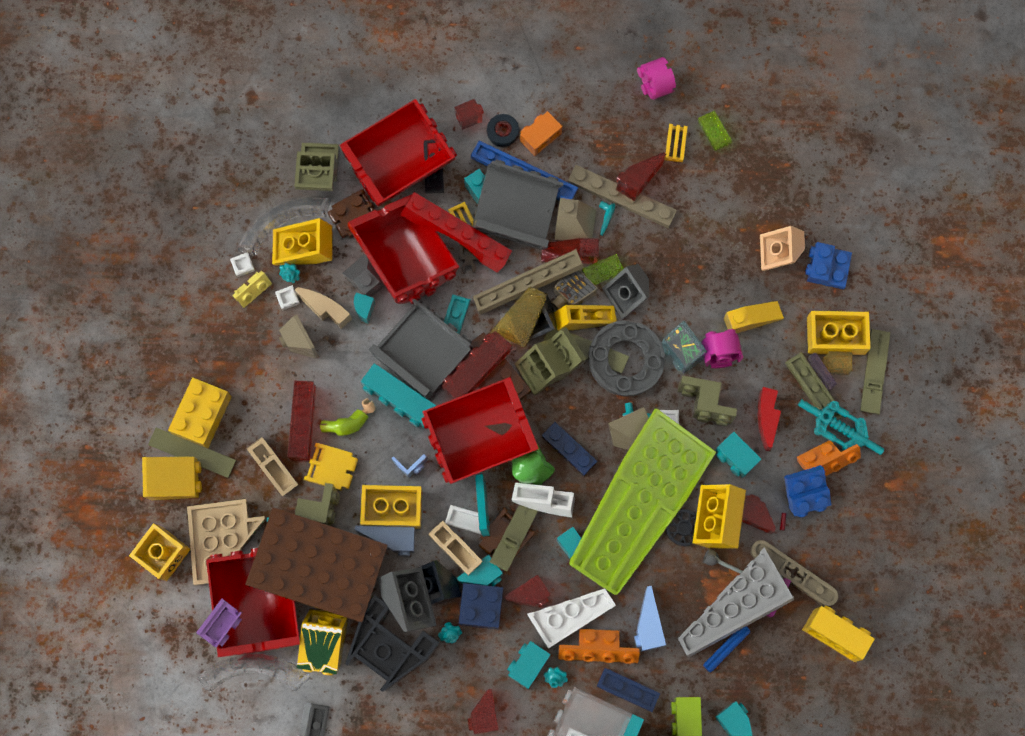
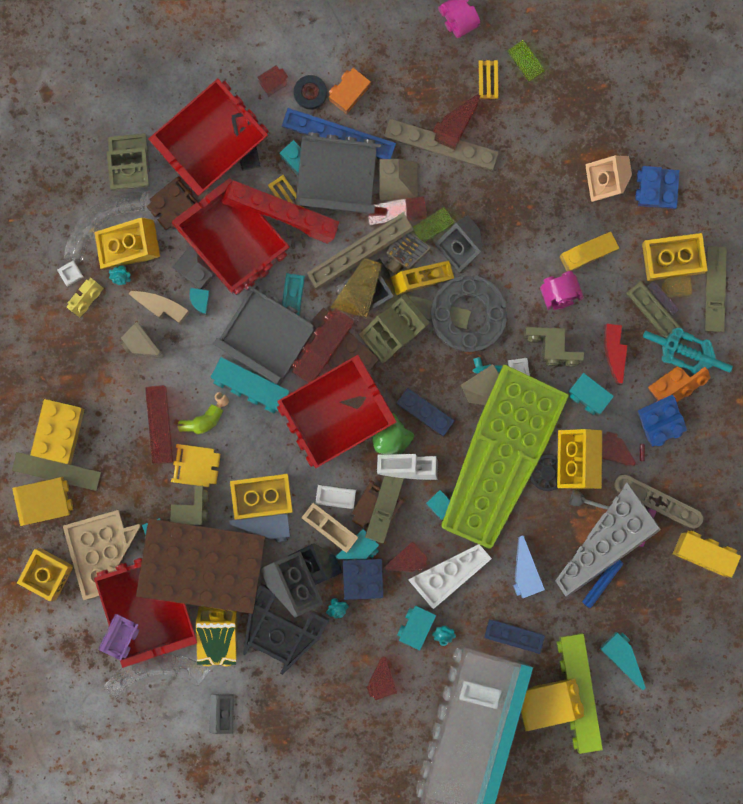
camera: 10 degrees left, 10 degrees up
(272, 466) = (137, 473): tan slope -> none
(287, 297) = (121, 301): white tile -> none
(415, 468) = (278, 455): light blue bracket -> none
(482, 505) = (349, 482): teal tile -> none
(598, 646) = (481, 599): orange bracket -> none
(609, 208) = (431, 160): teal bar -> none
(683, 348) = (523, 295): slope -> none

